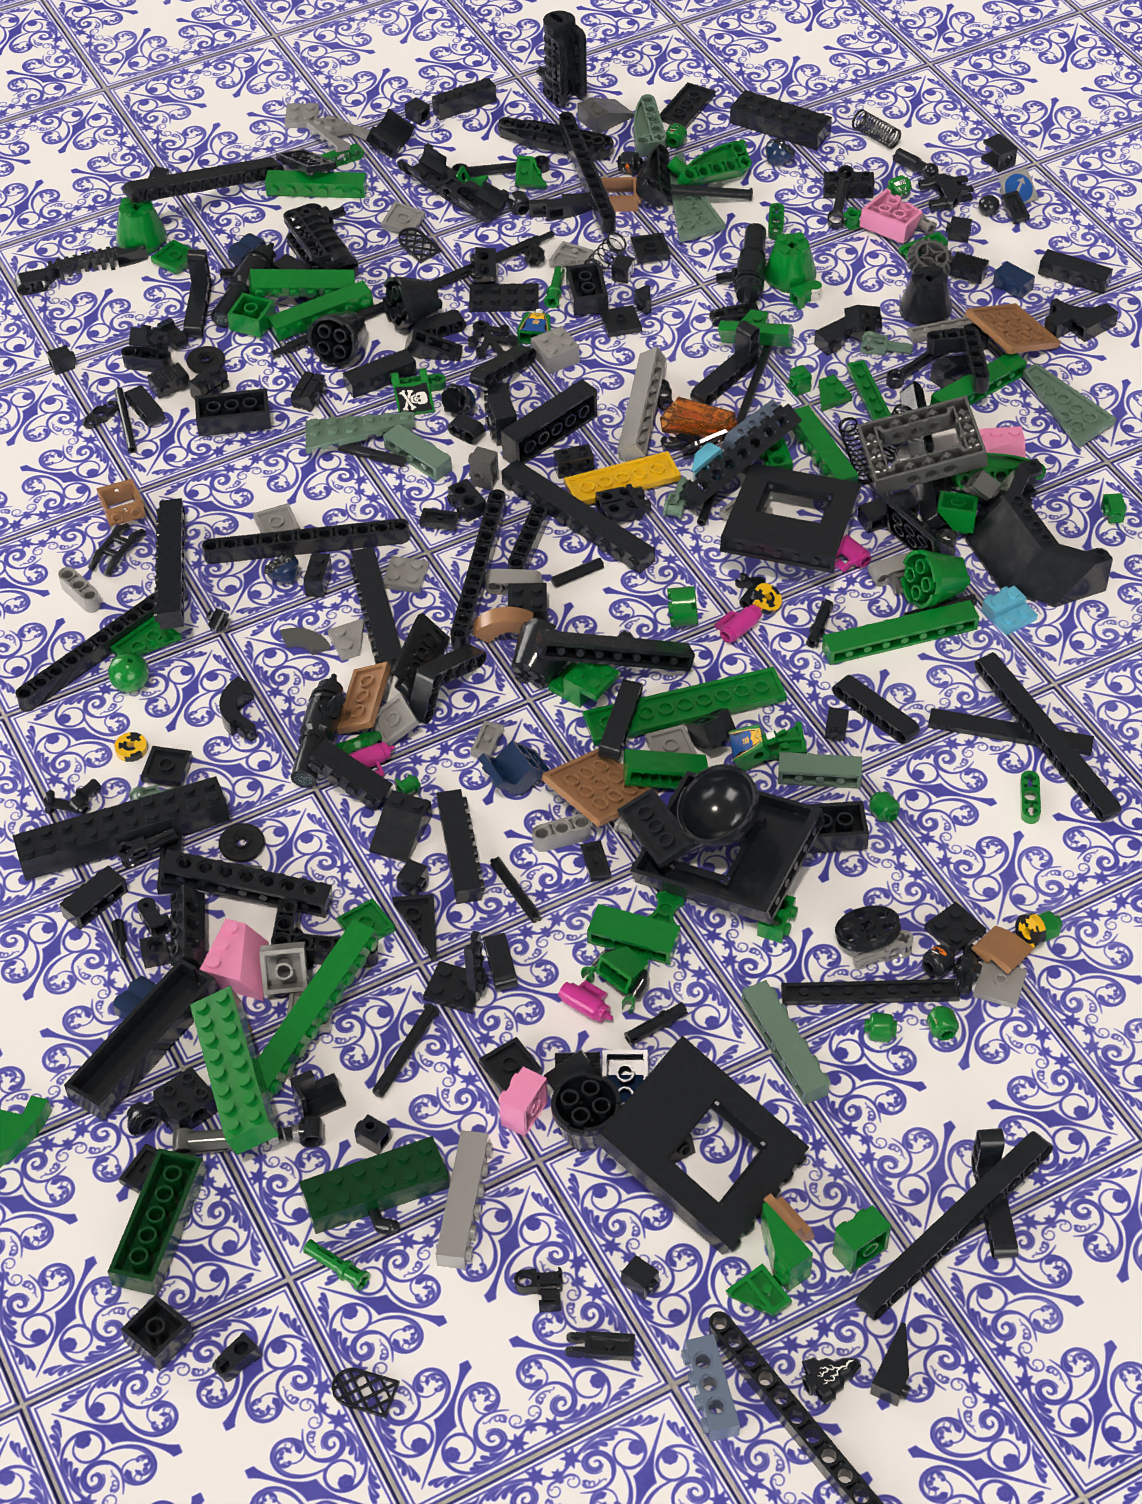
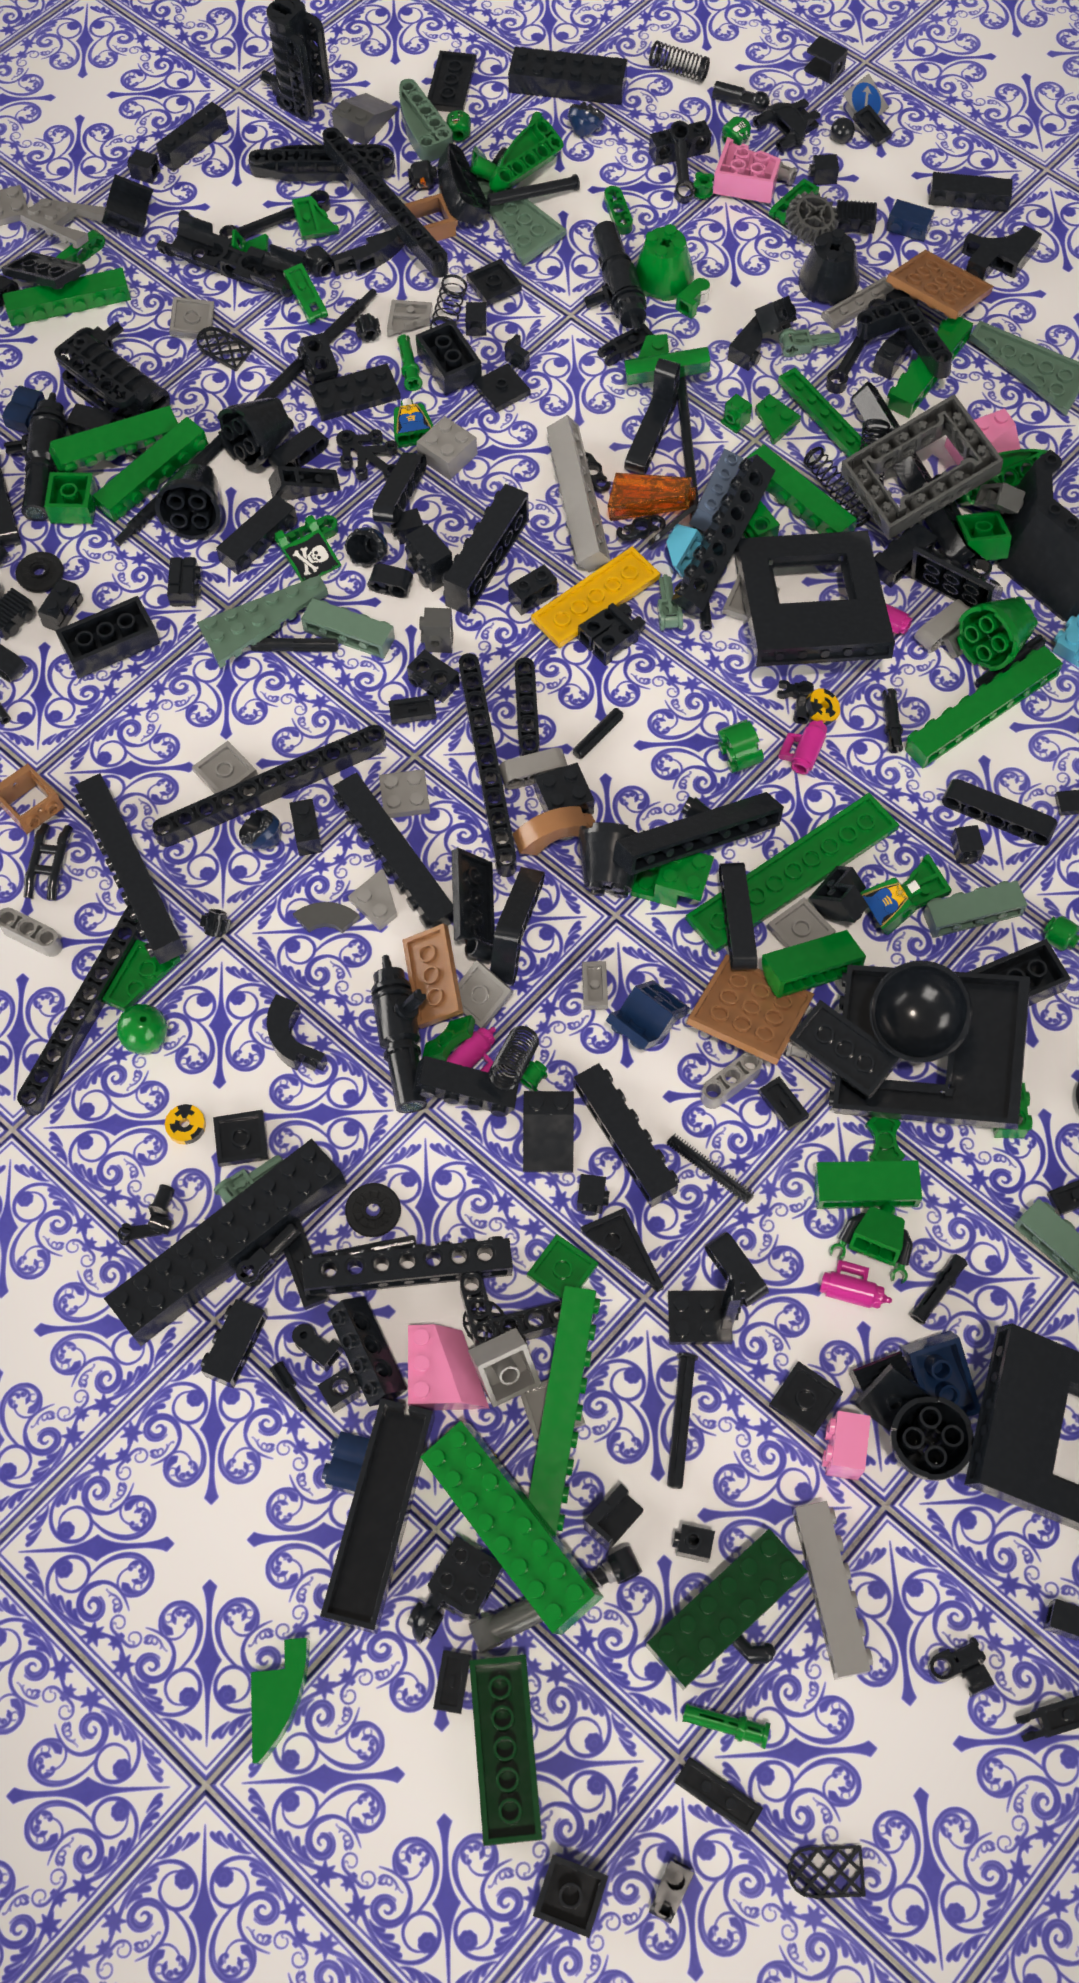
camera: 20 degrees left, 15 degrees up
(306, 1311) = (718, 1795): none -> black tile
(401, 763) = (507, 1046): none -> black piece
(497, 220) = (305, 293): none -> green plate
(579, 516) = (568, 660): black brick -> none

